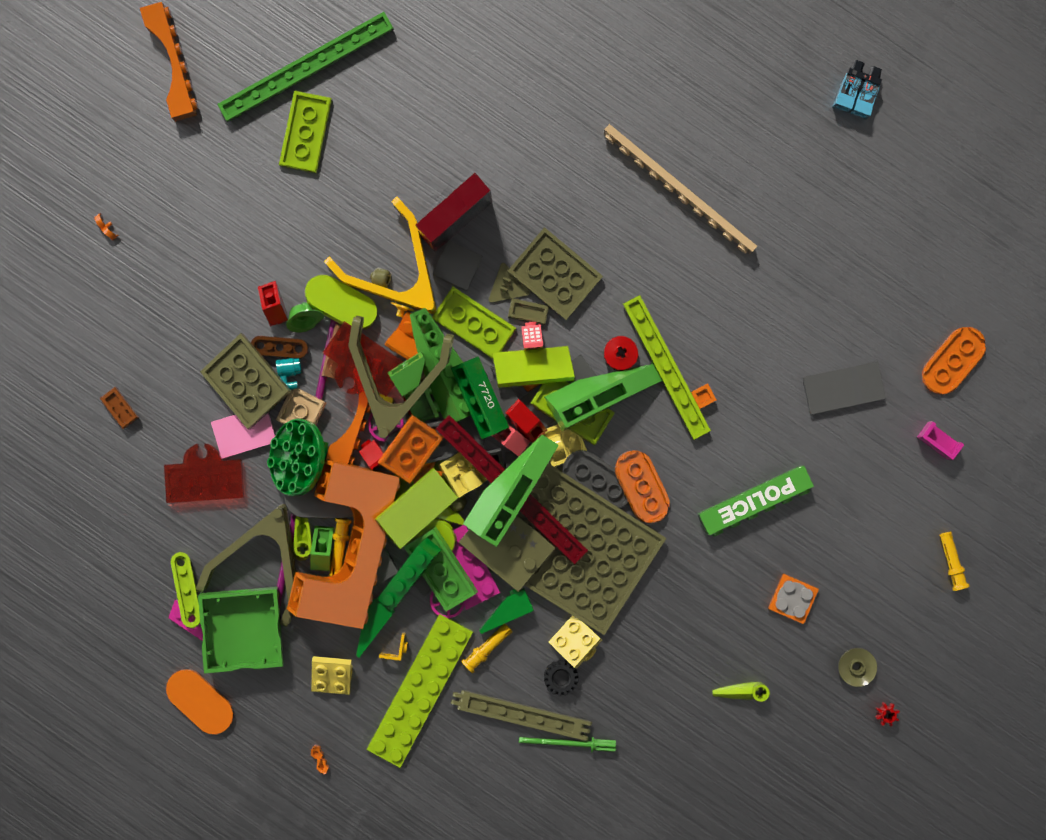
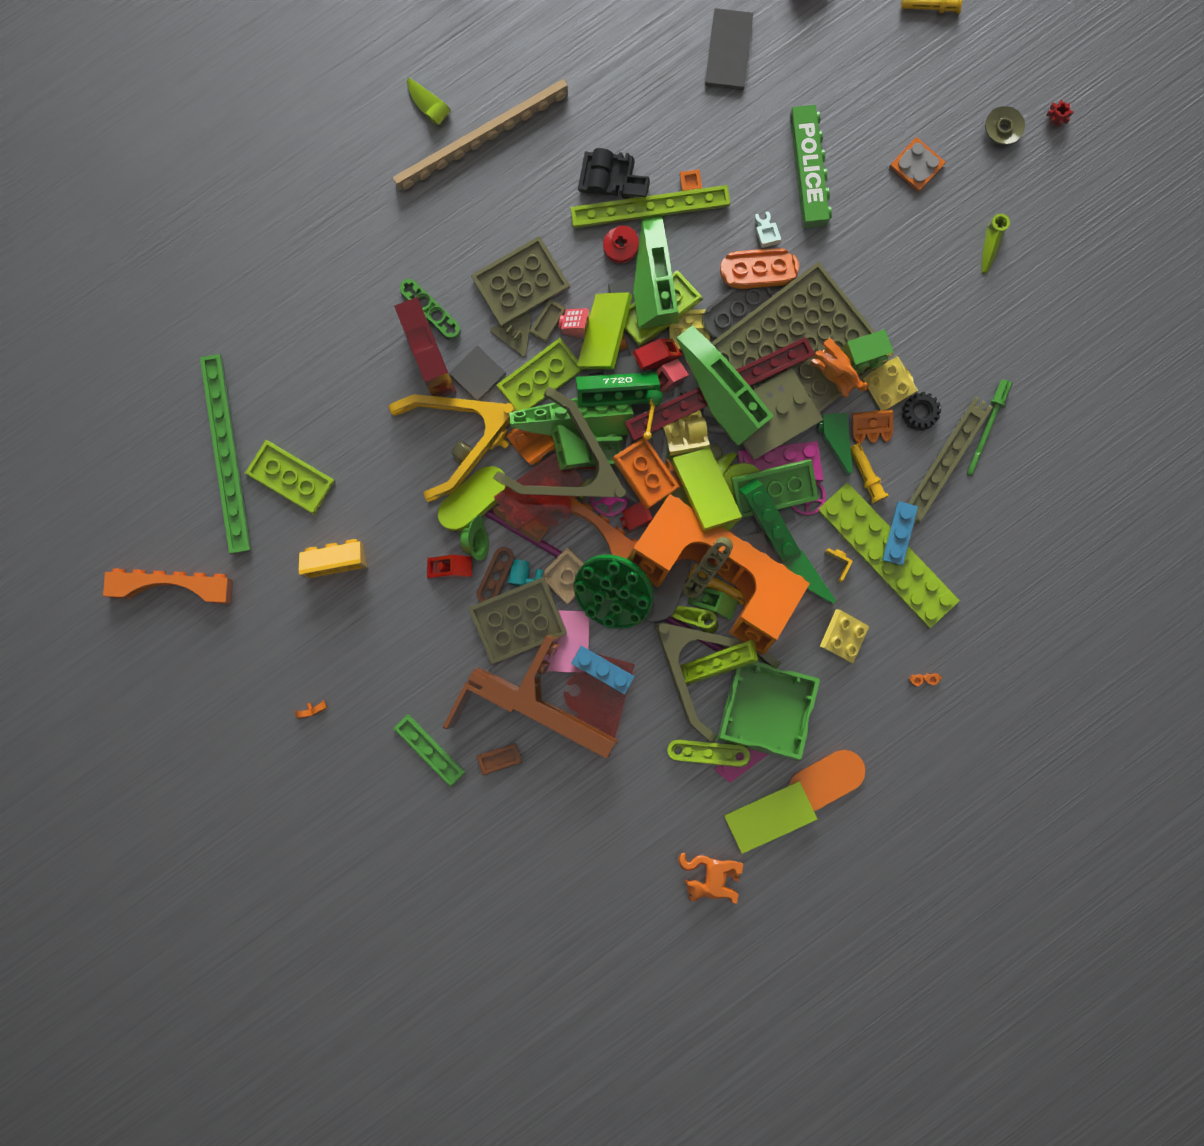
camera: 70 degrees left, 5 degrees down
(78, 633) = (715, 878): none -> orange animal
(106, 343) = (429, 750): none -> bright green tile
(150, 663) = (770, 817): none -> lime tile
(171, 420) = (528, 701): none -> dark orange piece
(226, 471) = (602, 670): none -> dark azure plate
(242, 197) = (332, 559): none -> yellow slope
(266, 572) = (719, 662): none -> lime tile
(344, 536) = (708, 568): none -> olive beam
(440, 694) = (899, 533): none -> dark azure plate
(478, 434) = (654, 399): none -> hinge
(499, 200) = (432, 307): none -> bright green beam
(533, 637) = (872, 424): none -> orange plate
(565, 590) = (838, 368): none -> orange animal
(591, 609) = (868, 351): none -> bright green brick
(679, 483) = (766, 232): none -> light aqua plate
(684, 320) = (609, 173): none -> black plate
(693, 129) = (427, 102): none -> lime piece

